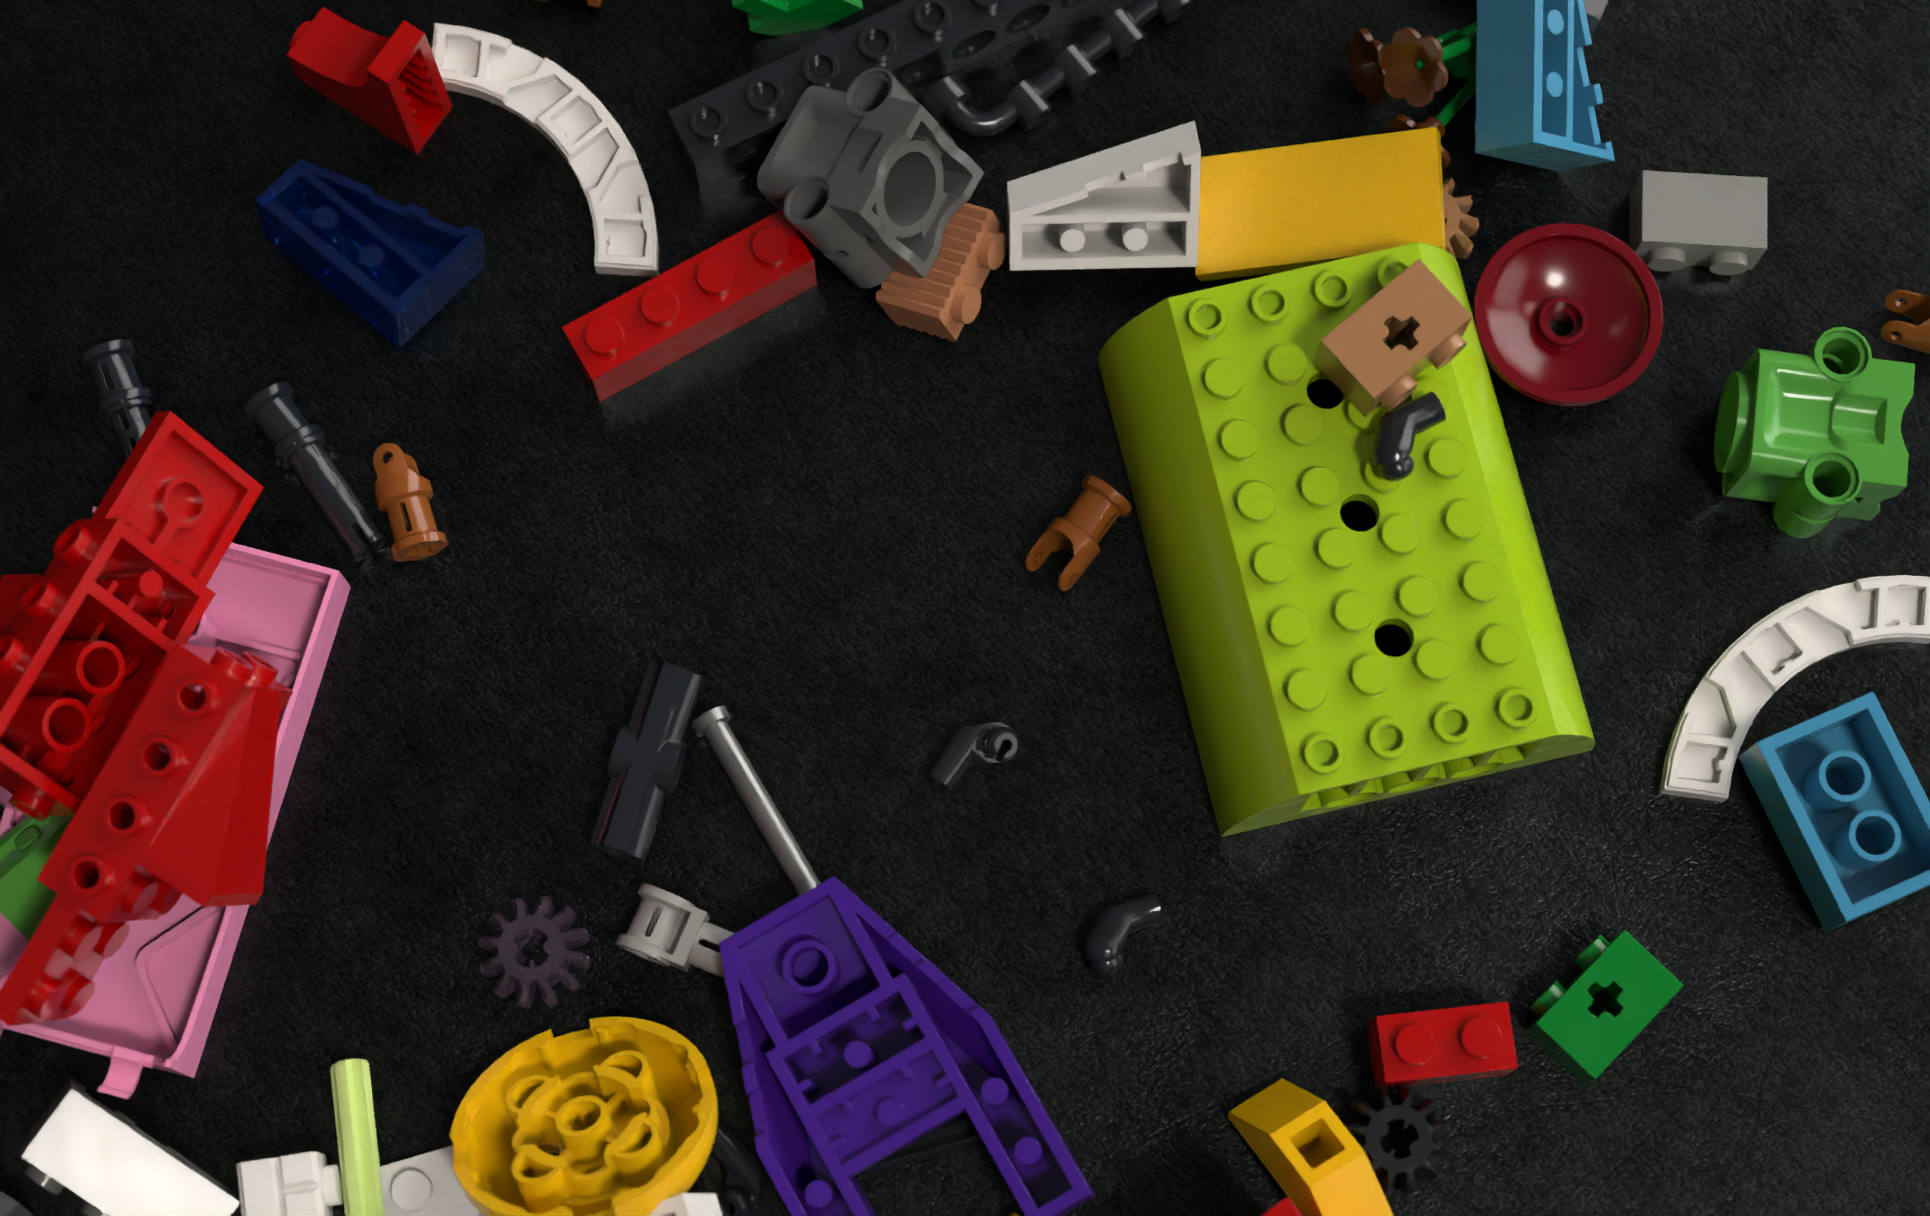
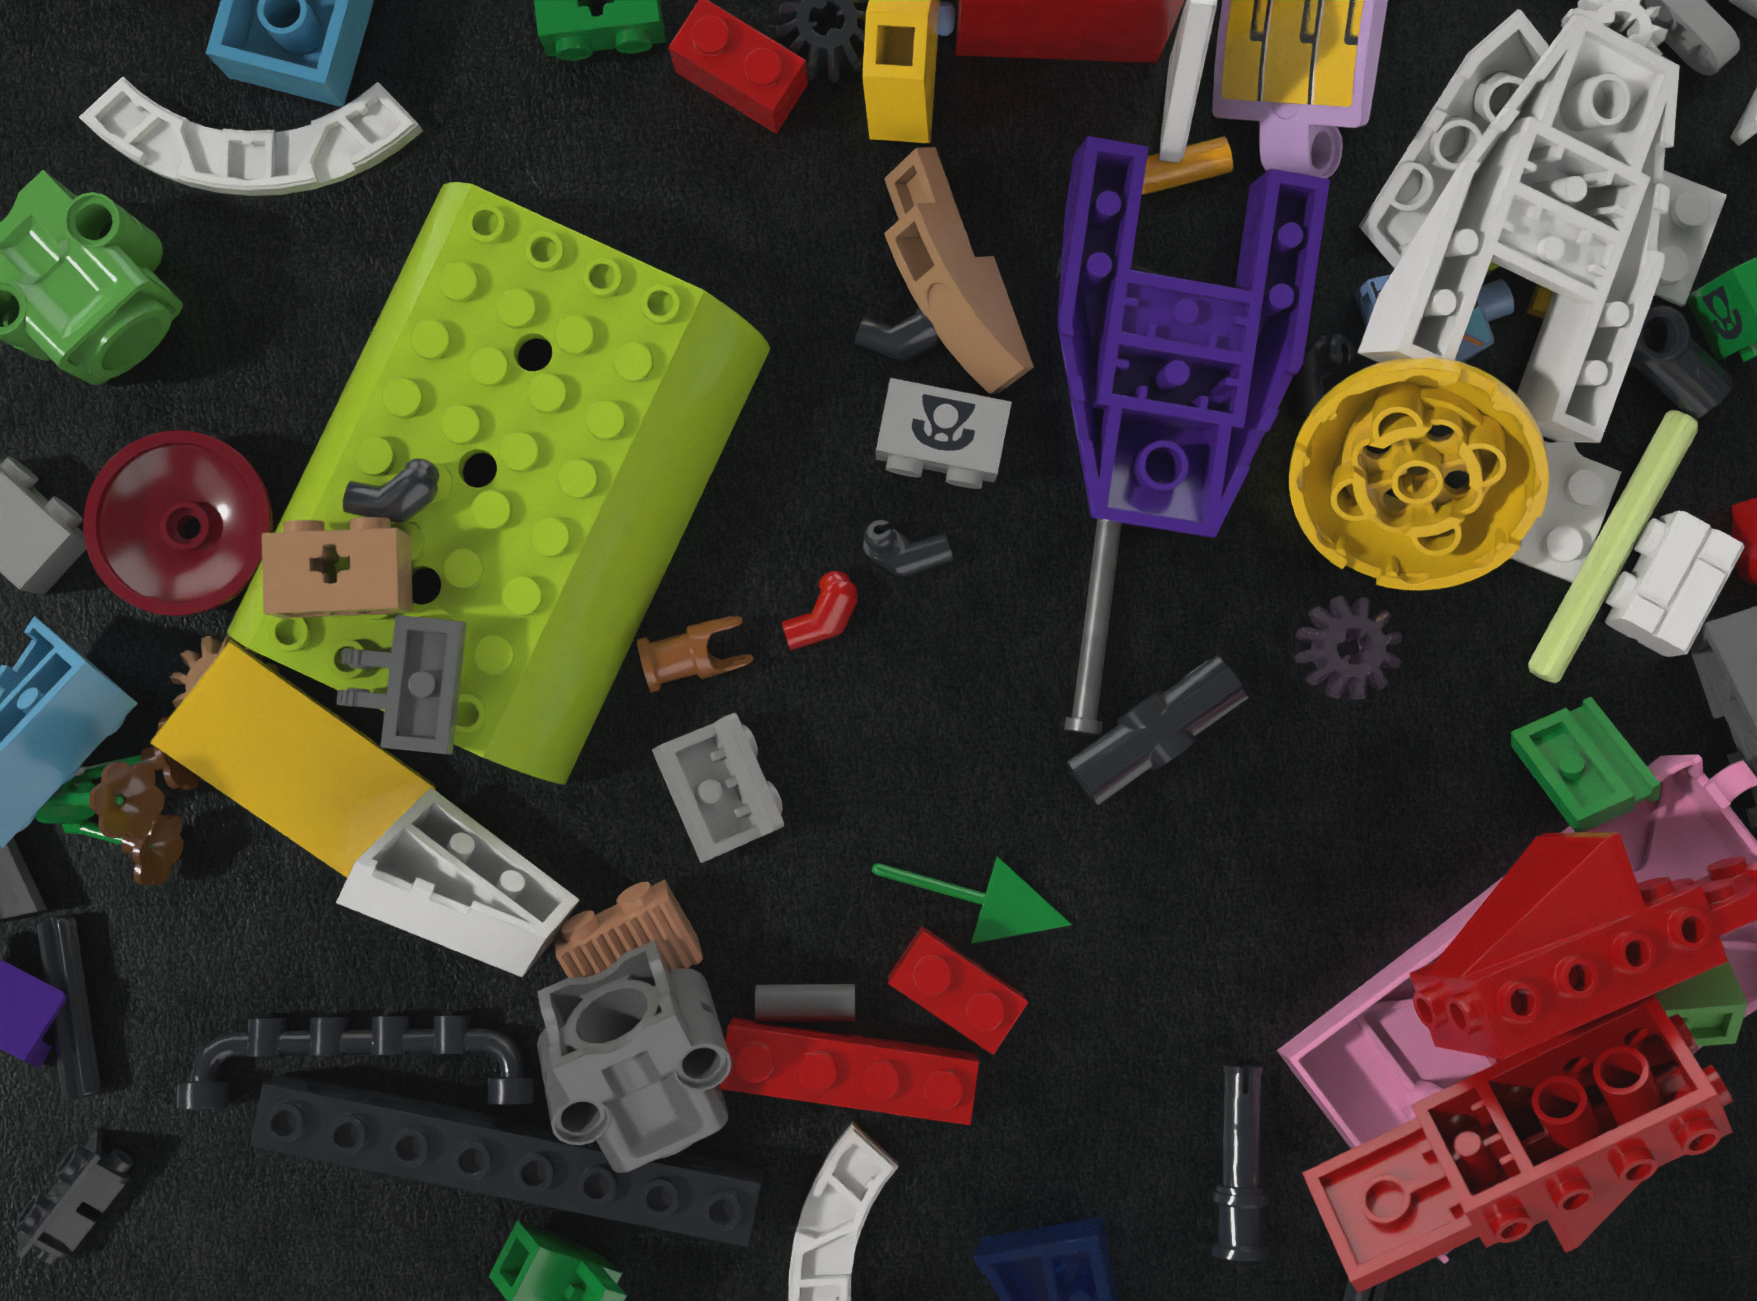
camera: 140 degrees left, 10 degrees up
(259, 1001) = (1584, 765): none -> green plate
(406, 499) = (1188, 1086): dark orange piece -> none
(652, 430) = (957, 990): none -> red brick
(663, 533) = (1007, 907): none -> green piece
(677, 933) = (1230, 577): light grey connector -> none
(767, 333) = (805, 1003): none -> dark grey axle
(970, 442) = (719, 787): none -> light grey bracket
(992, 648) = (829, 614): none -> red arm
(1017, 867) = (942, 433): none -> light grey brick
(1100, 991) = (950, 284): none -> medium nougat slope
(1258, 307) = (421, 683): none -> dark grey hinge

